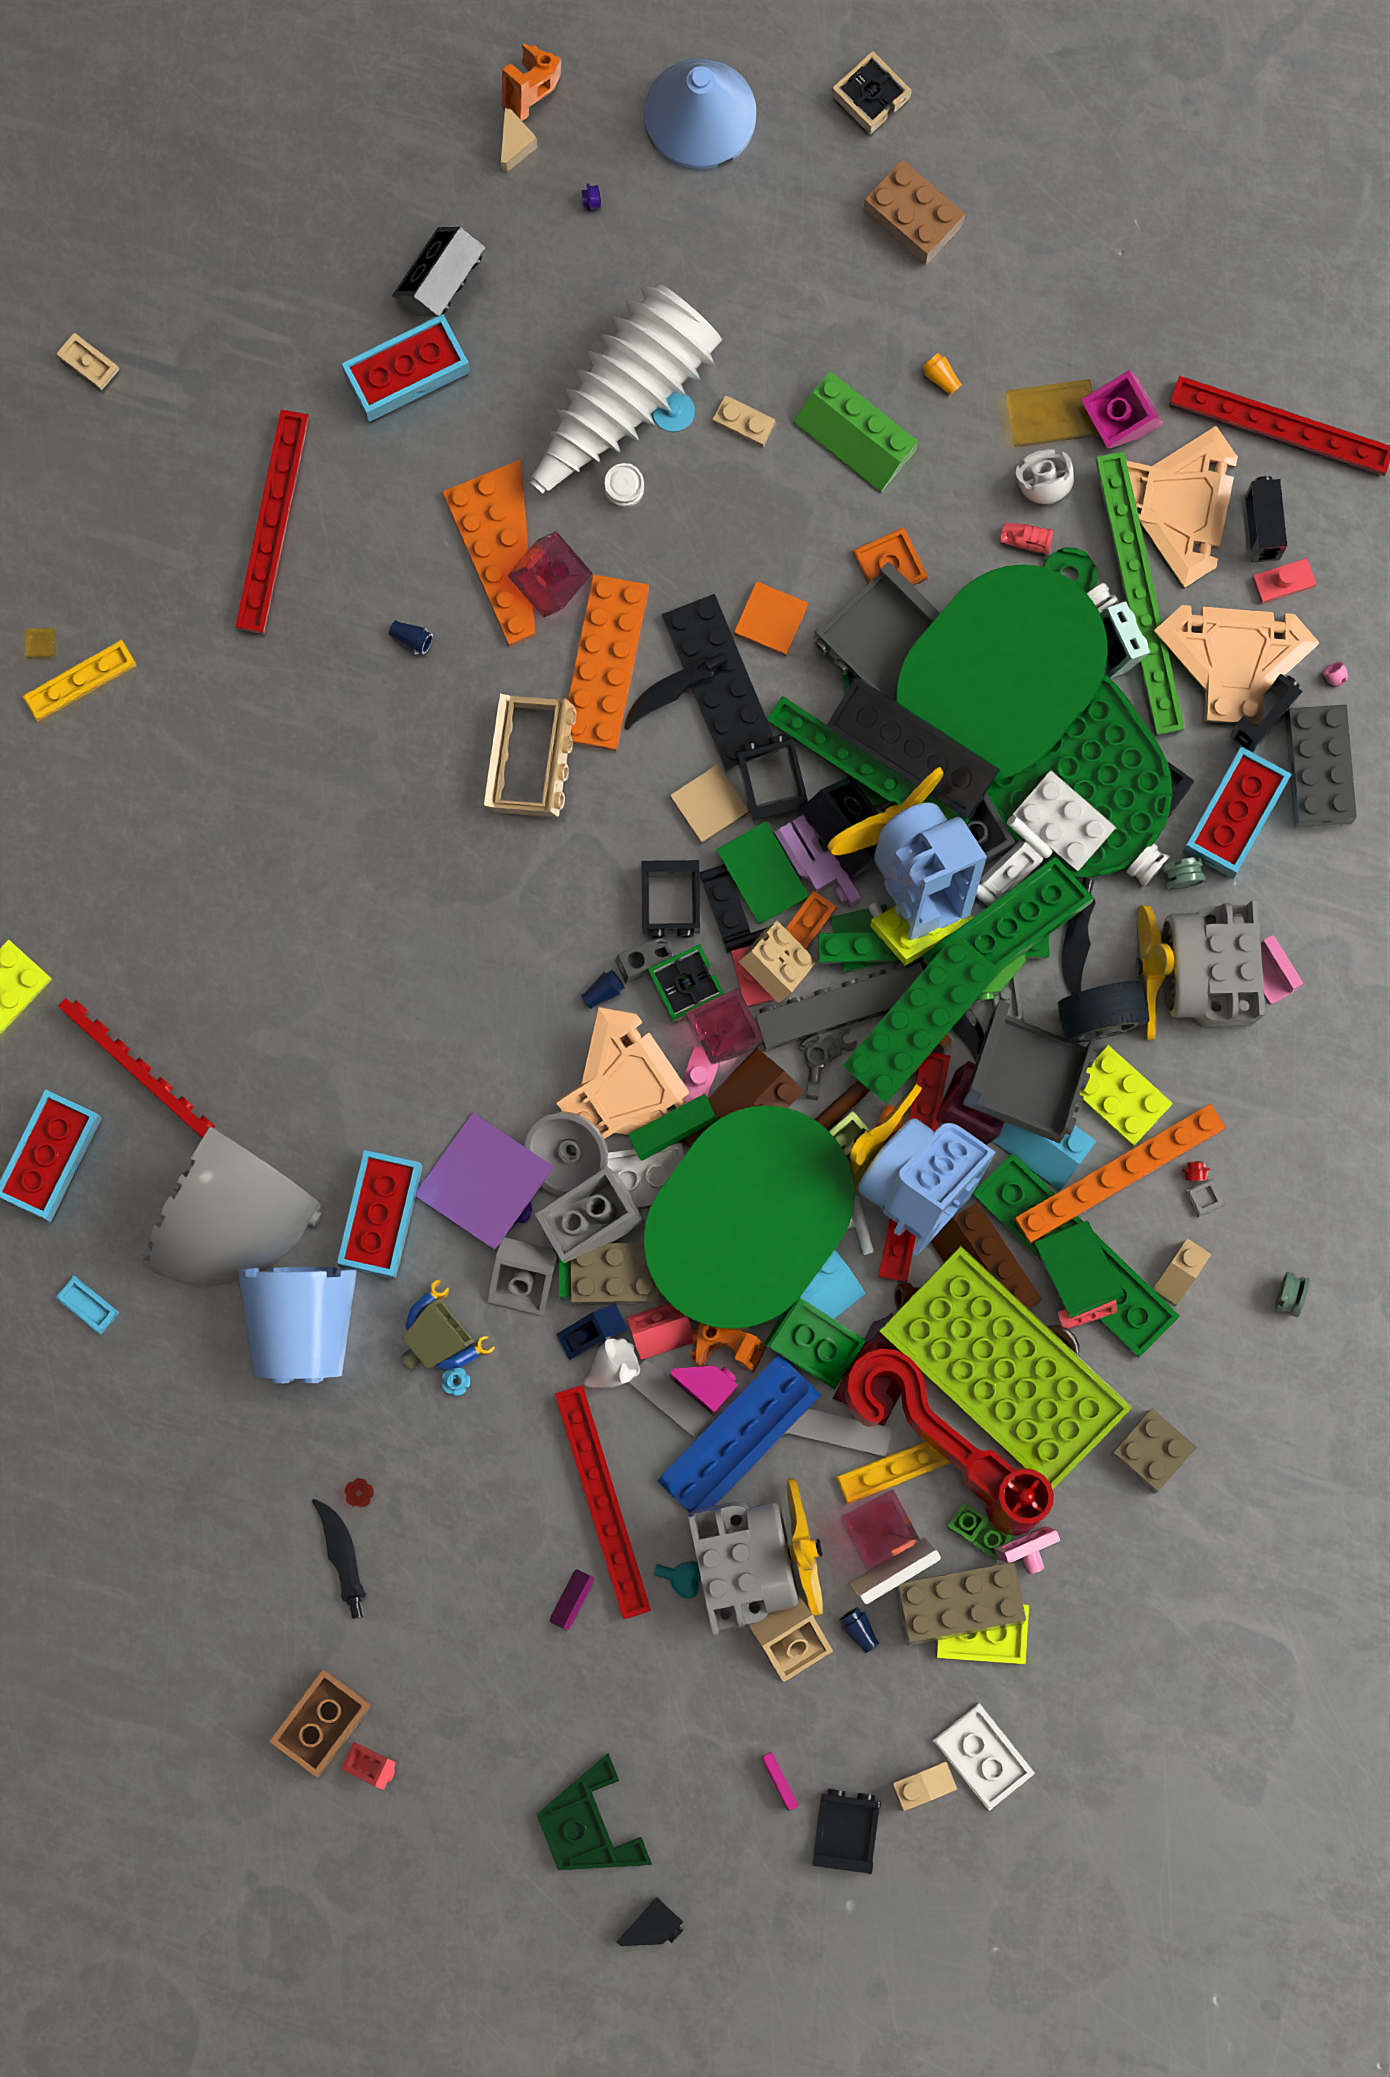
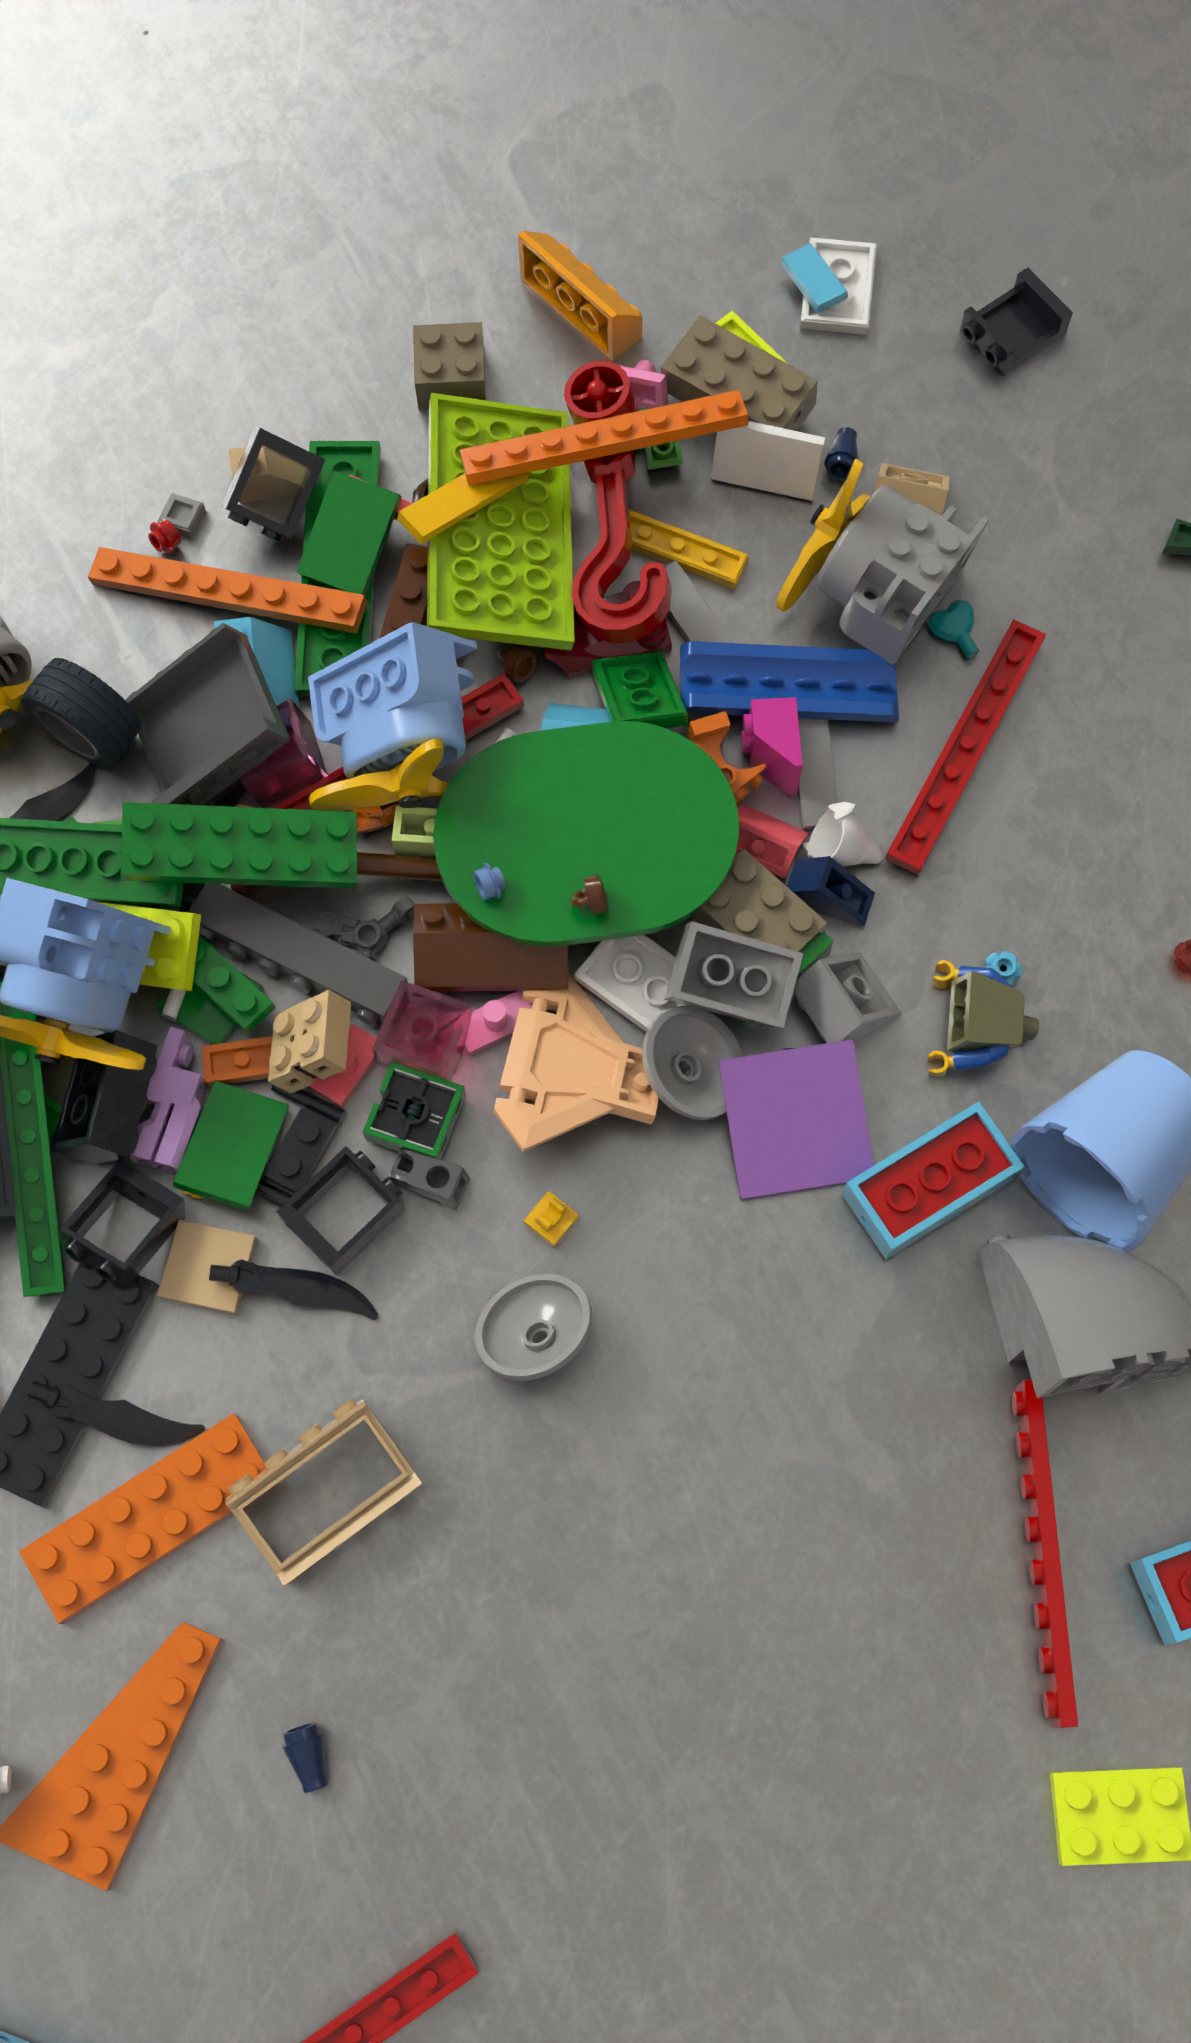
camera: 130 degrees left, 10 degrees down
(522, 932) = (533, 1327): none -> light grey dish
(549, 574) = (98, 1666): clear pink slope -> none
(559, 1003) = (551, 1219): none -> yellow tile
(572, 1600) = (1075, 691): magenta slope -> none
(603, 989) = (497, 1188): dark blue cone -> none
(652, 839) = (295, 1285): none -> black sword
(672, 1127) = (568, 988): green tile -> none
(701, 1178) = (592, 895): none -> reddish brown tile
(765, 1129) = (489, 881): none -> medium blue plate
(779, 1781) = (1033, 402): dark pink tile -> none
(880, 1529) = (744, 502): clear pink slope -> none
(924, 1786) = (916, 300): tan slope -> none
(989, 1469) = (604, 437): none -> orange plate
(999, 1738) = (814, 278): none -> medium azure tile
(1033, 1353) = (453, 504): none -> yellow tile
(1123, 1096) = (148, 642): neon yellow plate -> none
(1128, 1581) = (578, 294): none -> light orange slope
(1172, 1278) = (287, 450): none -> black window
(1288, 1294) = (202, 373): sand green wheel -> none

